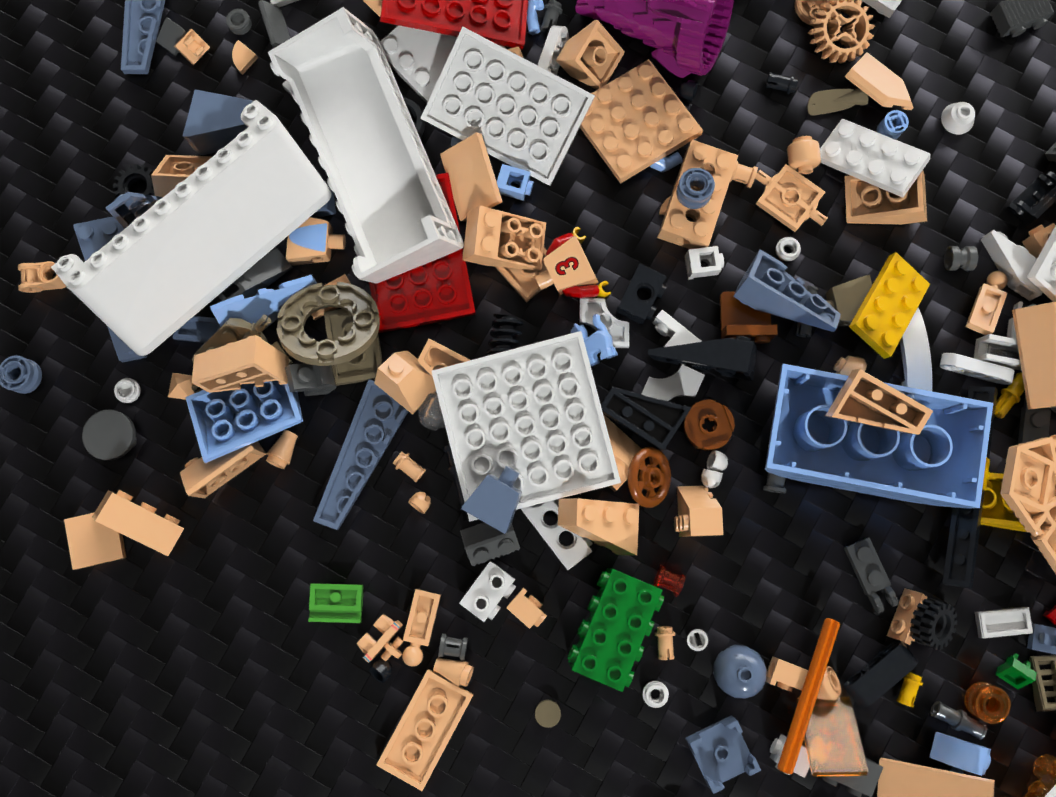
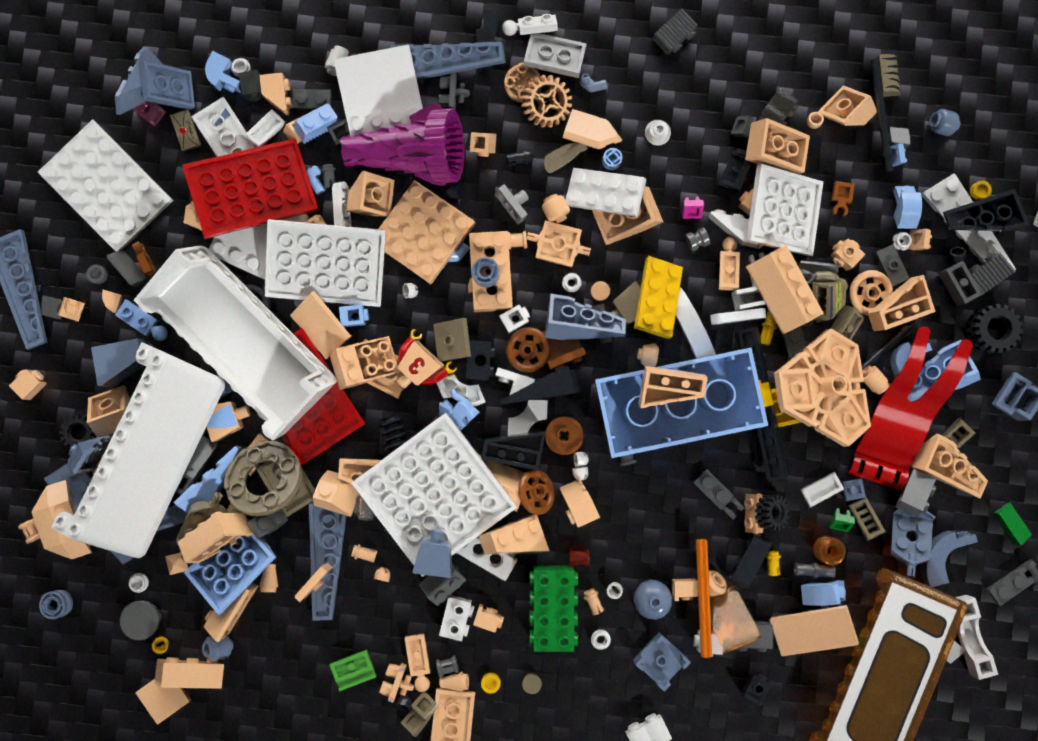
camera: 25 degrees left, 5 degrees up
(52, 293) = (54, 500): none -> light nougat wedge
(104, 110) = (28, 383): none -> light nougat brick
(119, 480) = (161, 648): none -> yellow hinge
(184, 507) = (217, 650): none -> sand blue head
(265, 91) = (141, 321): none -> light blue plate
(299, 19) = (145, 263): none -> dark orange plate
(334, 472) = (314, 582): none -> light nougat plate
(396, 692) = (420, 714): none -> dark tan slope
(497, 691) = (490, 683): none -> yellow tile
(592, 181) = (409, 290): none -> white hinge
(620, 256) = (452, 340): none -> dark tan plate
(702, 285) = (512, 353): none -> dark orange plate
(747, 47) = (482, 143): none -> light nougat brick
(754, 130) = (513, 203): none -> light grey tile
(818, 272) = (600, 291): none -> light nougat tile
(897, 34) = (591, 86): none -> sand blue arm
(968, 221) = (693, 208): none -> dark pink tile

